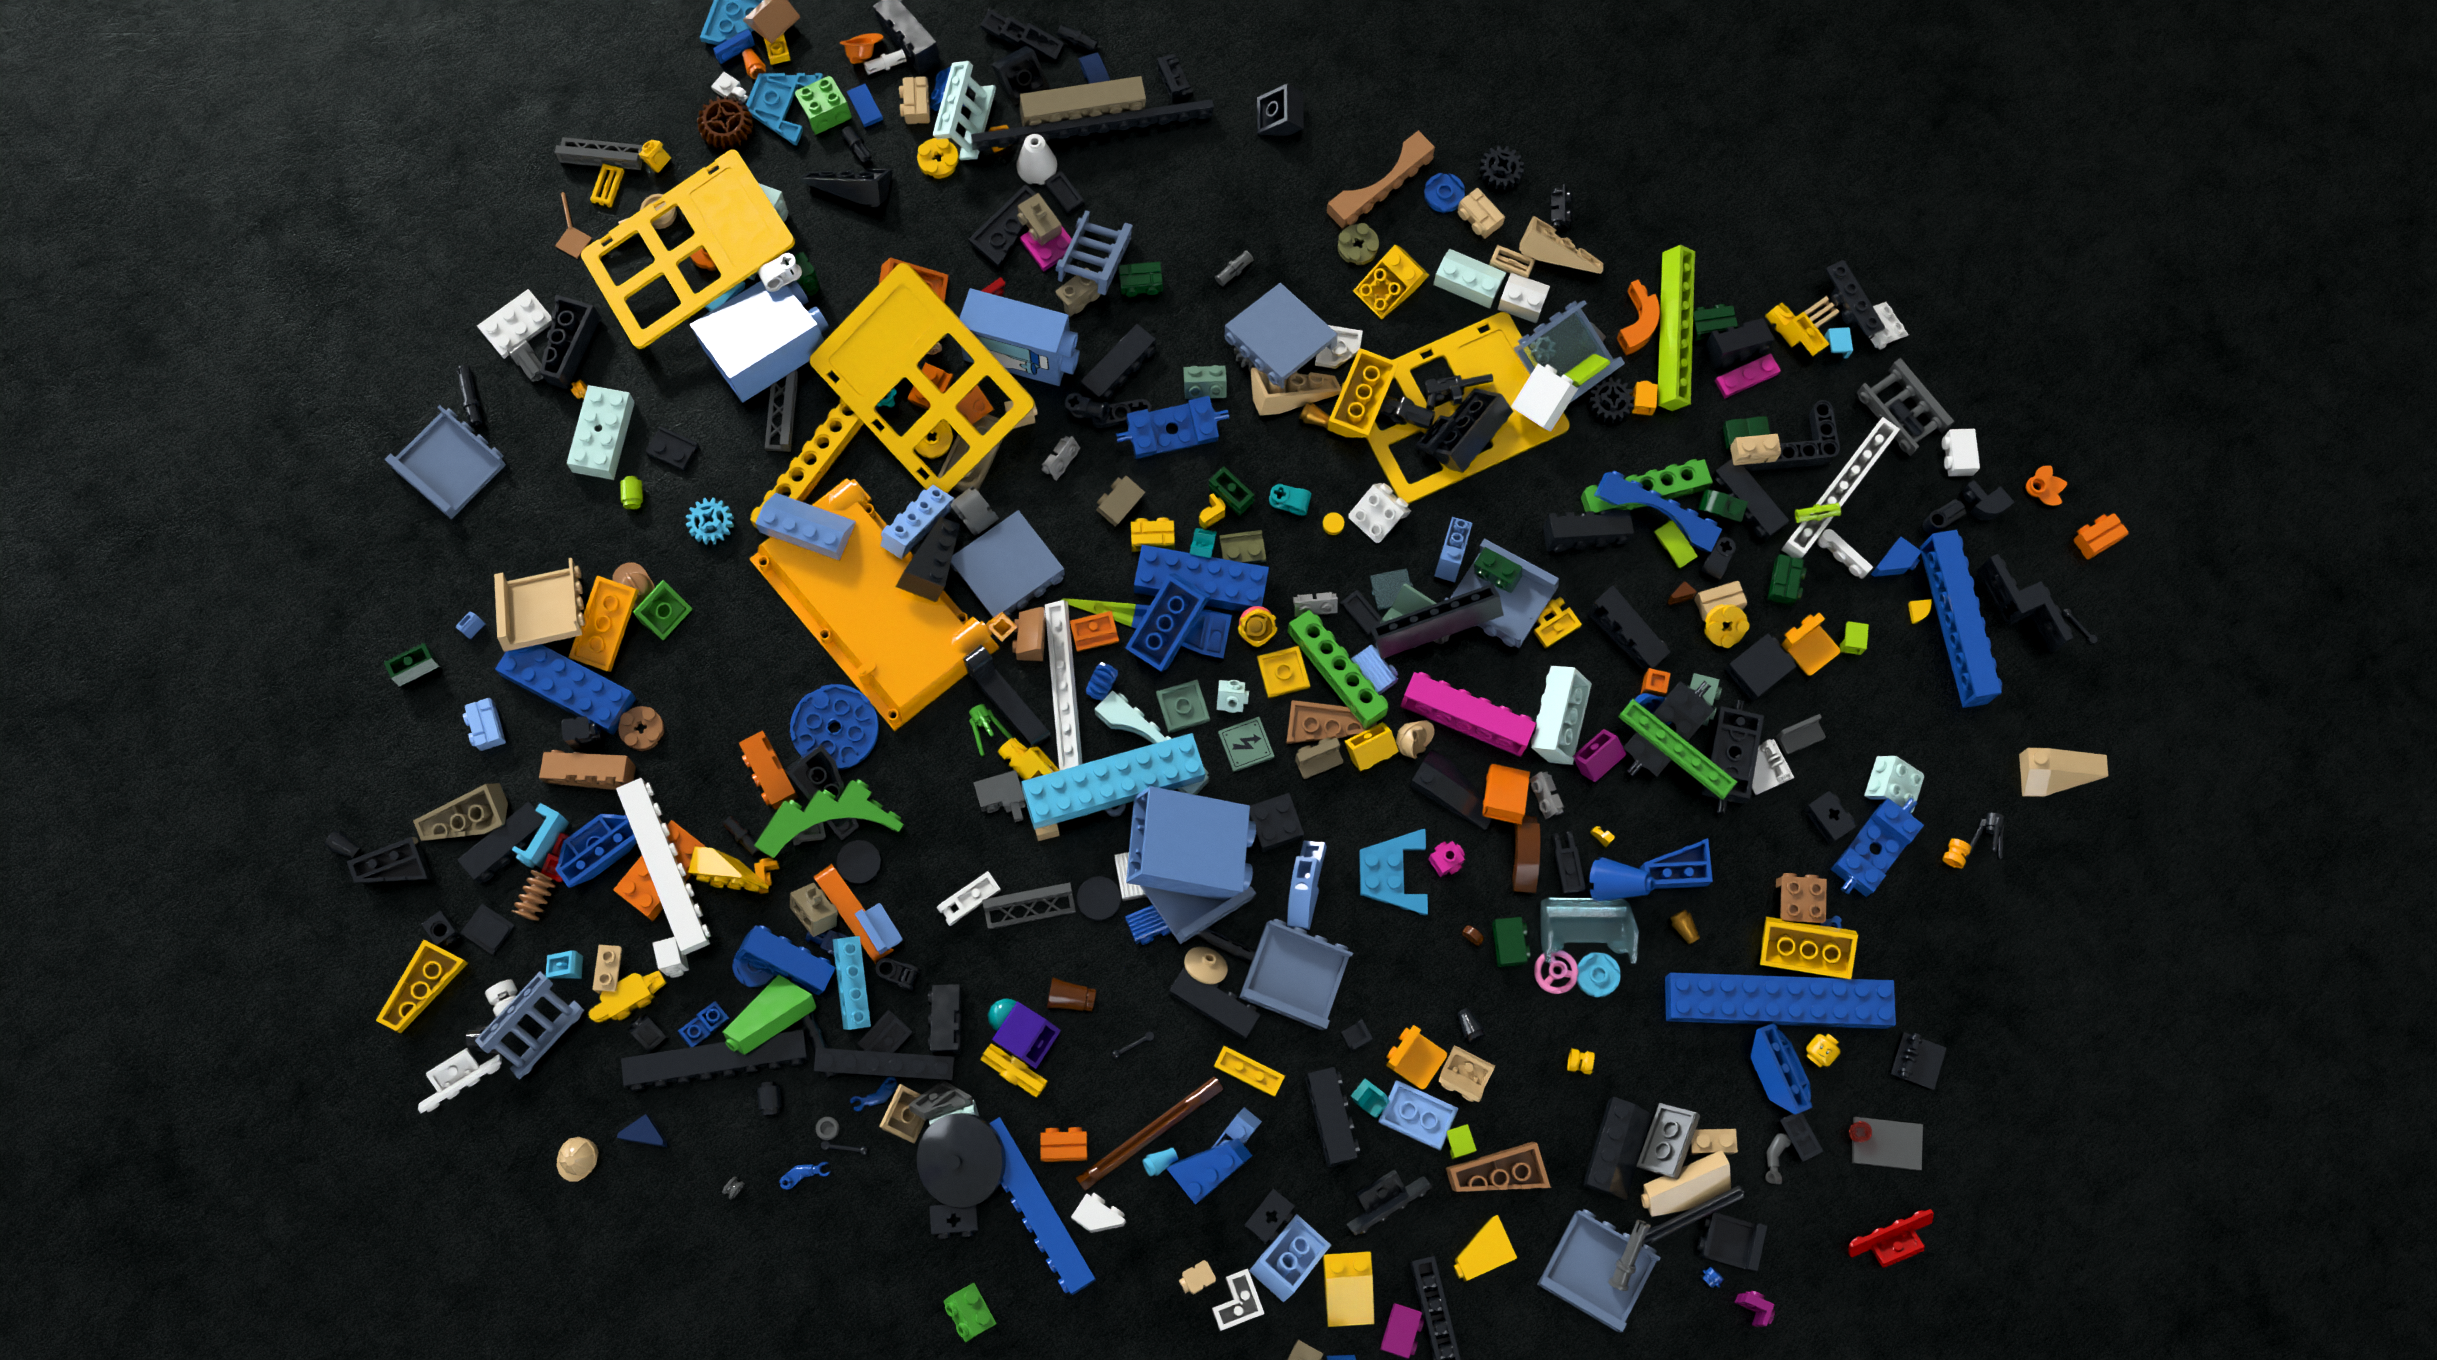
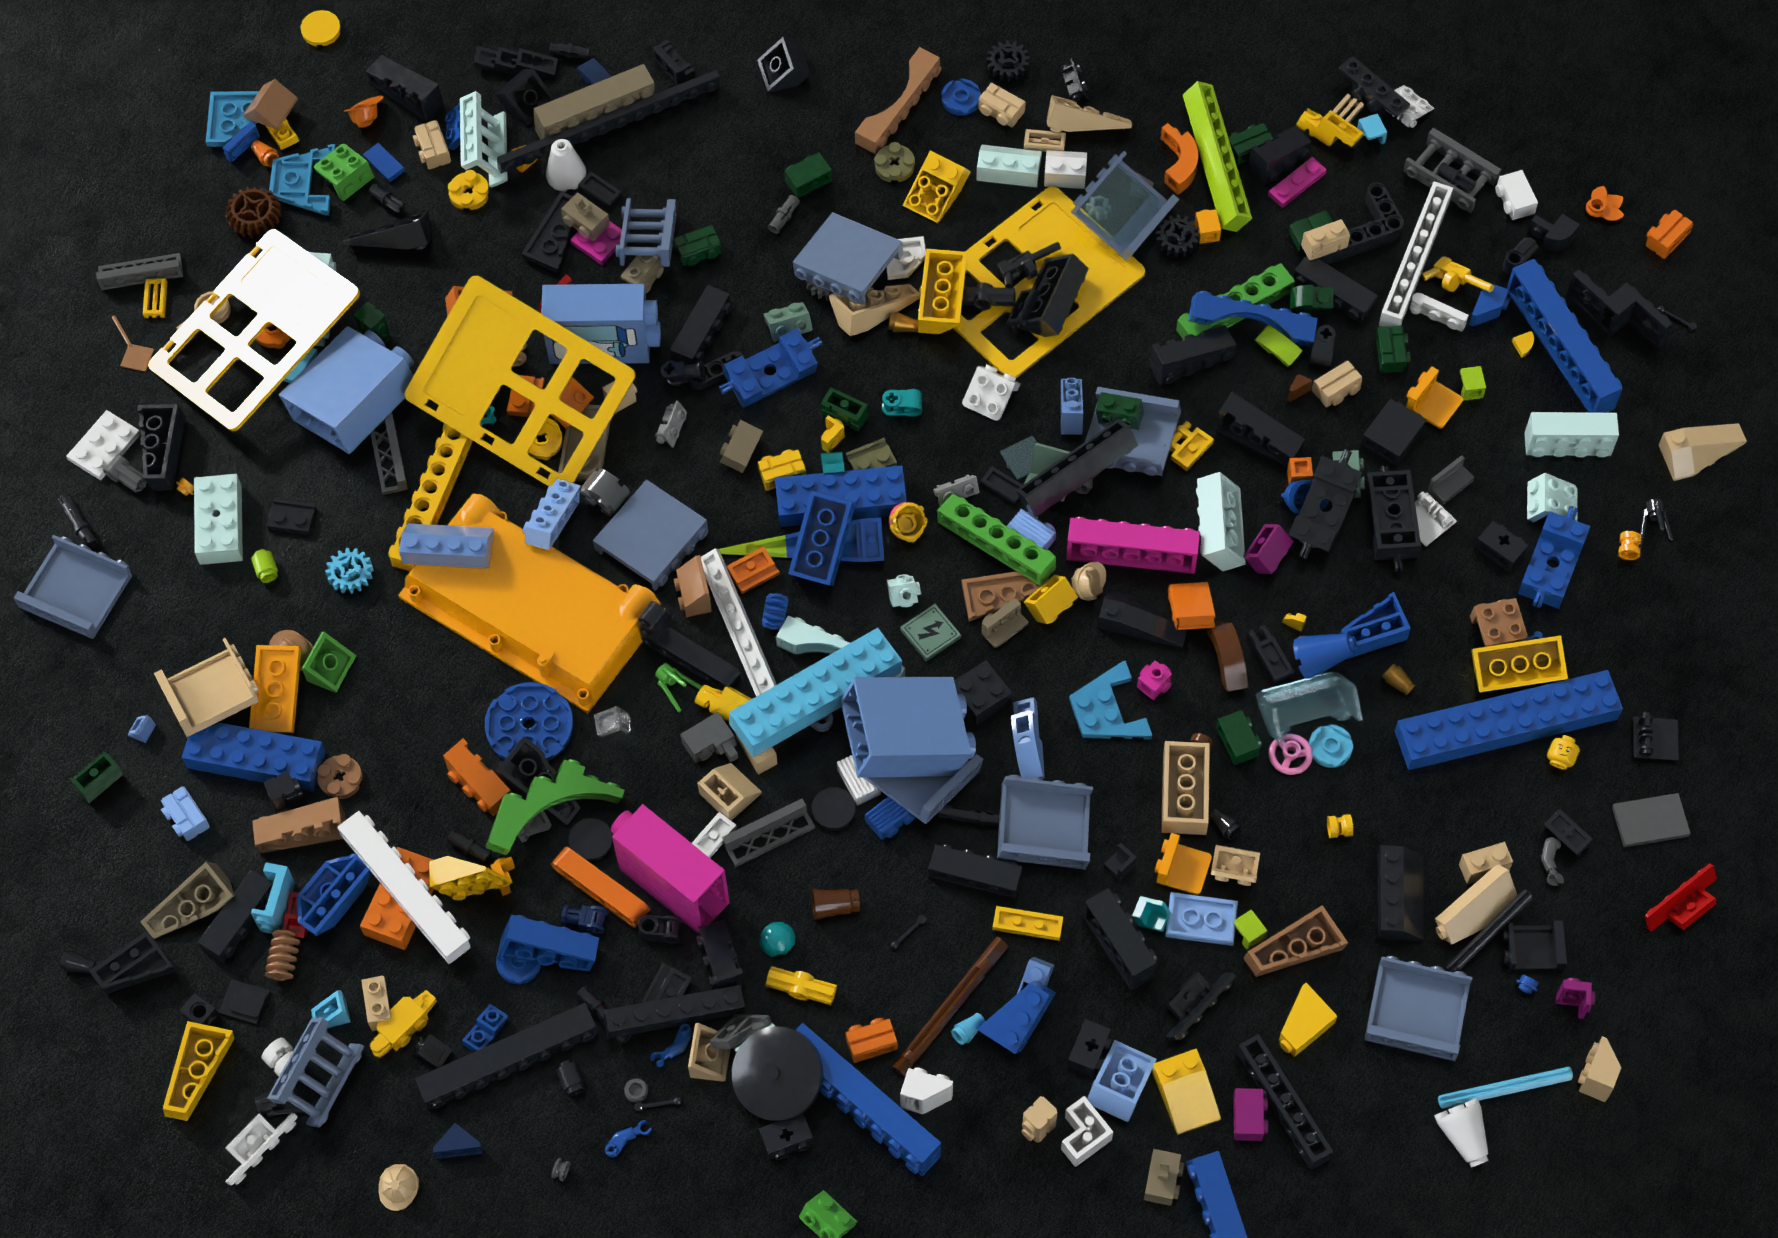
camera: 10 degrees left, 10 degrees down
(654, 155) = (194, 257): yellow bracket -> none
(670, 958) = (435, 972): white brick -> none
(730, 87) = (244, 178): white plate -> none
(768, 1014) = (548, 997): bright green slope -> none
(778, 274) = (351, 324): white piece -> none
(813, 909) = (561, 890): dark tan brick -> none
(851, 983) = (619, 946): medium azure brick -> none
(879, 928) = (630, 889): medium blue panel -> none
(885, 62) = (391, 119): white pin -> none
(914, 748) = (612, 721): none -> clear bracket
(919, 920) = (669, 867): none -> dark pink brick
(931, 563) = (579, 547): black wedge -> none
(1001, 626) = (663, 586): light orange slope -> none
(1004, 851) = (728, 790): none -> tan slope
(1026, 1035) = (804, 946): dark purple slope -> none
(1183, 706) = (859, 614): sand green tile -> none
(1205, 965) = (956, 838): tan dish -> none
(1269, 234) = (808, 175): none -> dark green brick
(1283, 672) = (945, 558): yellow tile -> none
(1333, 523) = (950, 414): yellow tile -> none
(1442, 979) = (1185, 788): none -> tan brick
(1543, 786) = (1225, 595): light grey hinge -> none
(1545, 396) = (1114, 245): white brick -> none
(1587, 369) = (1144, 215): lime slope -> none
(1625, 1265) = (1442, 993): dark grey pin -> none
(1668, 1141) = (1445, 872): dark grey tile -> none
(1677, 749) = (1339, 520): bright green tile -> none
(1731, 635) = (1359, 407): yellow plate -> none
(1780, 1070) = (1528, 779): blue wedge -> none
(1818, 512) = (1389, 284): lime pin -> none
(1852, 1131) = (1617, 810): clear red bush -> none
(1872, 520) = (1454, 275): none -> yellow piece
(1935, 722) = (1571, 434): none -> light aqua brick

